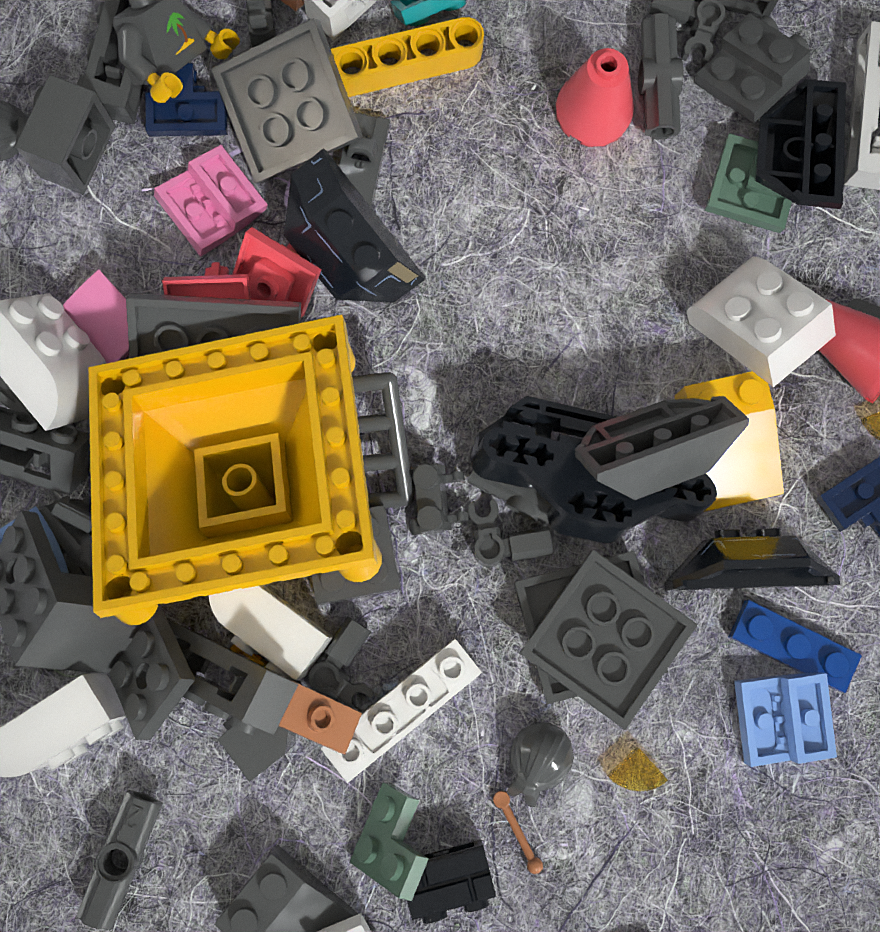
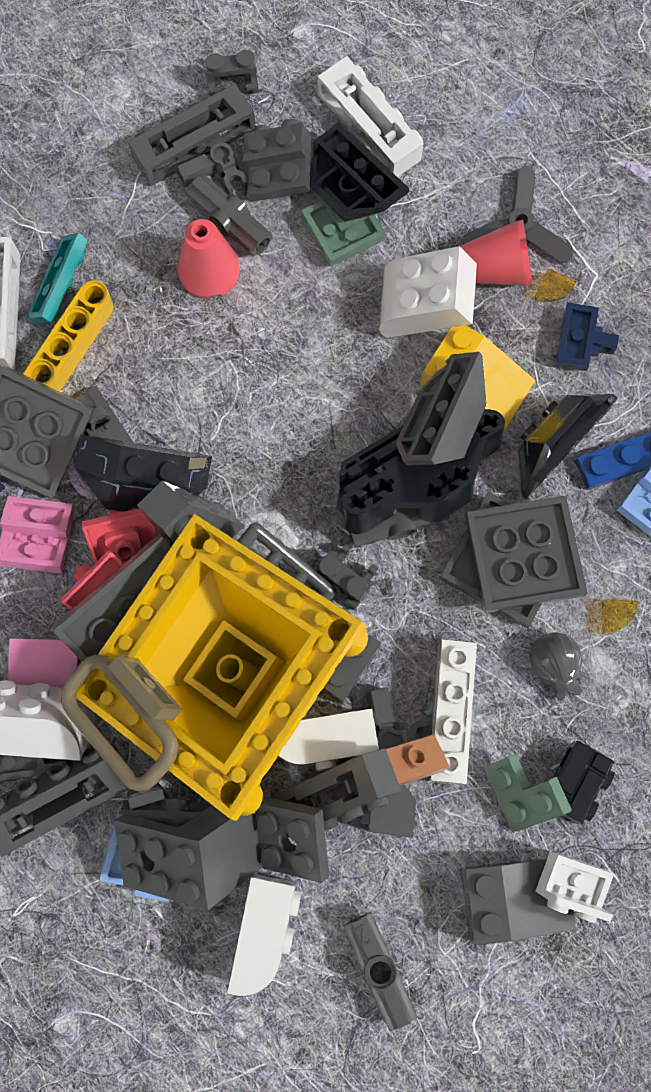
camera: 40 degrees left, 5 degrees down
(136, 436) = (146, 698): none -> dark tan bar
(334, 289) = (172, 507): none -> dark grey wedge
(491, 548) = (408, 570): dark grey bar -> none
(502, 800) = (559, 708): nougat hinge -> none

